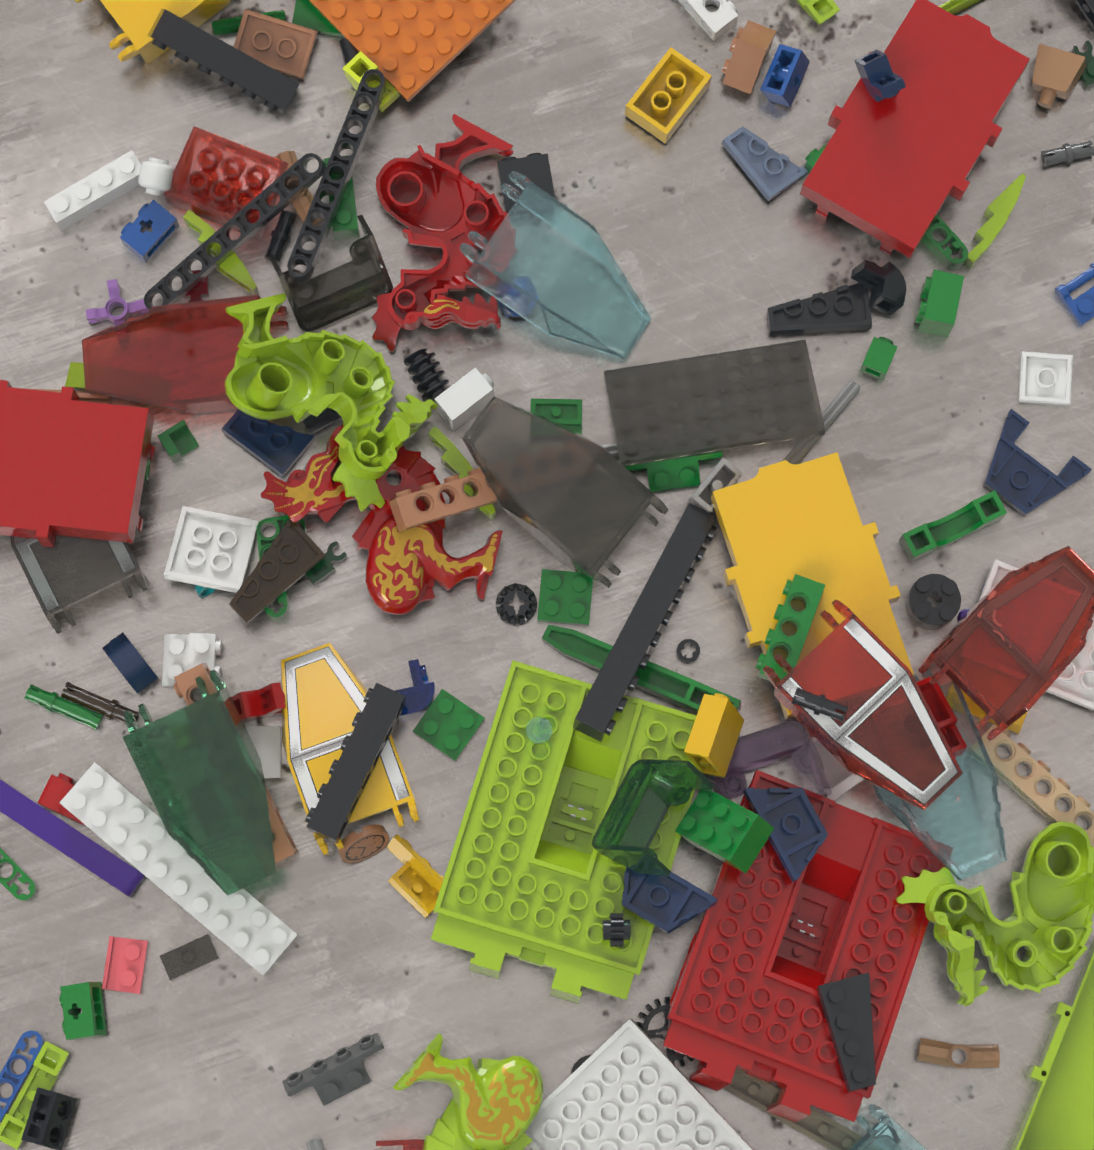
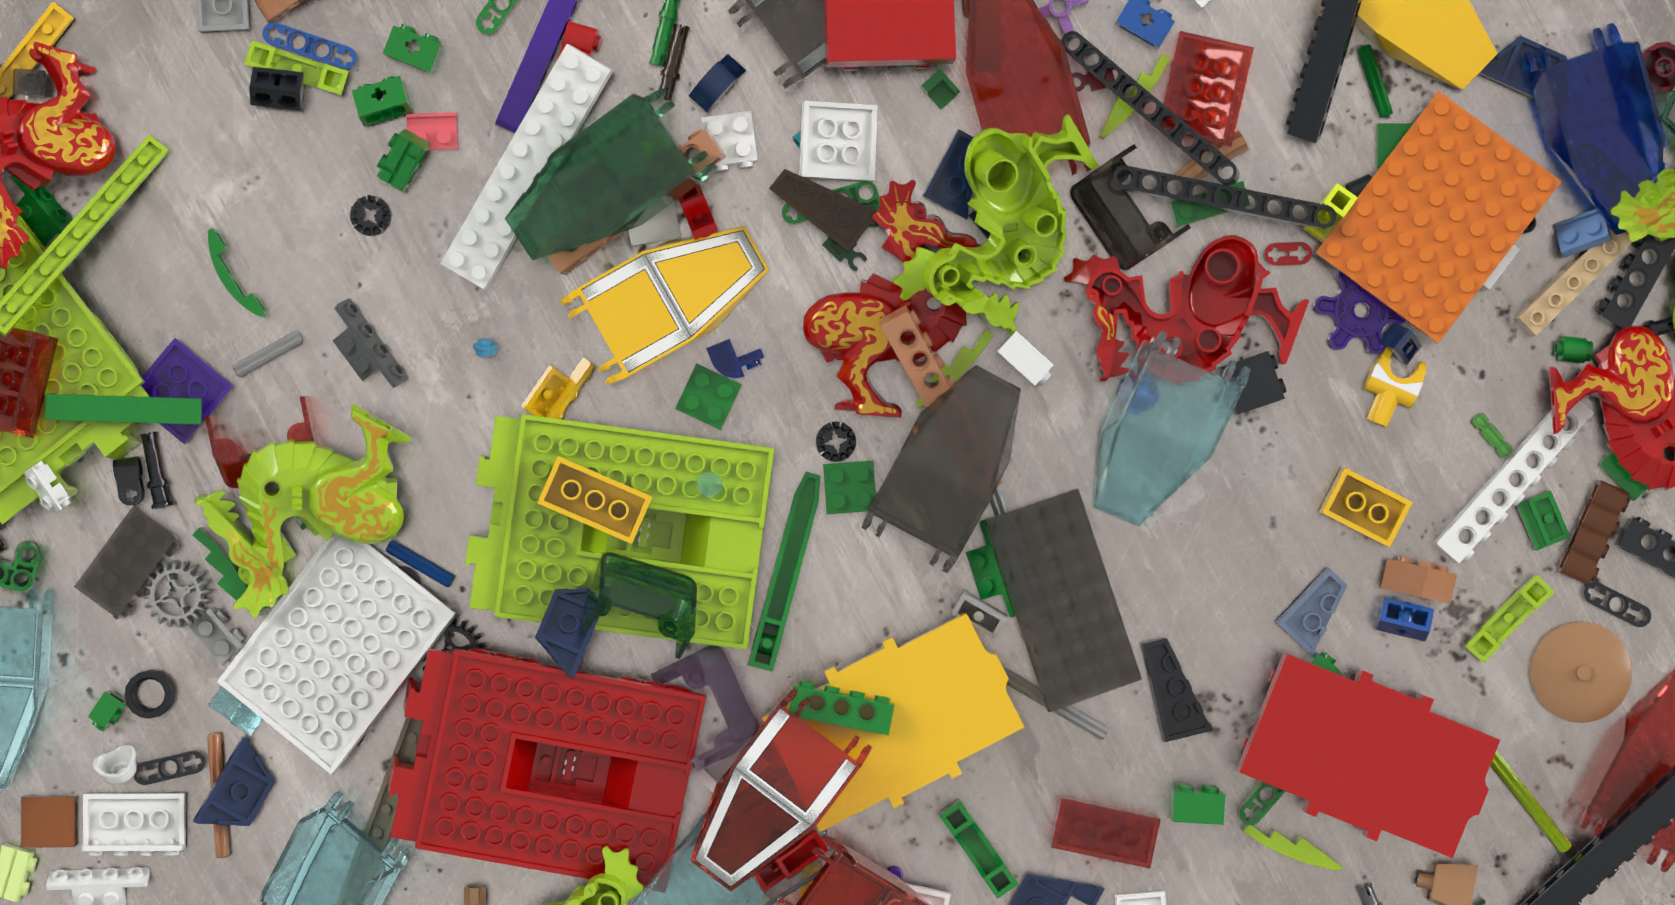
camera: 80 degrees right, 10 degrees up
(48, 963) = (424, 59): none -> green brick
(148, 998) = (403, 159): none -> green brick
(155, 175) = (1196, 20): white head -> none
(189, 957) = (449, 190): clear smoke plate -> none
(212, 1048) = (371, 203): none -> black gear
(276, 43) = (1355, 111): nougat tile -> none
(280, 235) = (1160, 151): black pin -> none
(356, 762) = (648, 317): black brick -> none
(358, 945) = (485, 347): none -> dark azure plate
(364, 844) = (578, 336): nougat tile -> none
(410, 132) = (1287, 247): none -> red beam
(425, 374) = (1043, 319): black piece -> none
(483, 83) = (1348, 323): none -> dark purple plate
(509, 35) = (1401, 342): none -> dark blue slope
(534, 847) = (594, 499): none -> yellow brick
(554, 54) = (1391, 389): none -> yellow connector
(563, 411) = (1026, 451): green plate -> none
(572, 1052) = (420, 563): none -> blue axle
(616, 930) = (530, 588): black gear -> none
(645, 622) = (832, 568): black brick -> none
(695, 654) = (820, 605): black bush -> none
(714, 735) = (730, 651): yellow brick -> none
(724, 829) = (640, 675): green brick -> none
(795, 824) = (656, 735): dark blue wing -> none
(819, 704) = (766, 747): black pin -> none
(849, 1020) = (478, 820): black wing -> none
(878, 76) = (1406, 712): dark blue brick -> none
(879, 357) = (1135, 753): green brick -> none
(886, 283) = (1207, 750): black brick -> none
(921, 610) = (892, 851): black brick -> none
(954, 398) = (1105, 832): none -> clear red brick

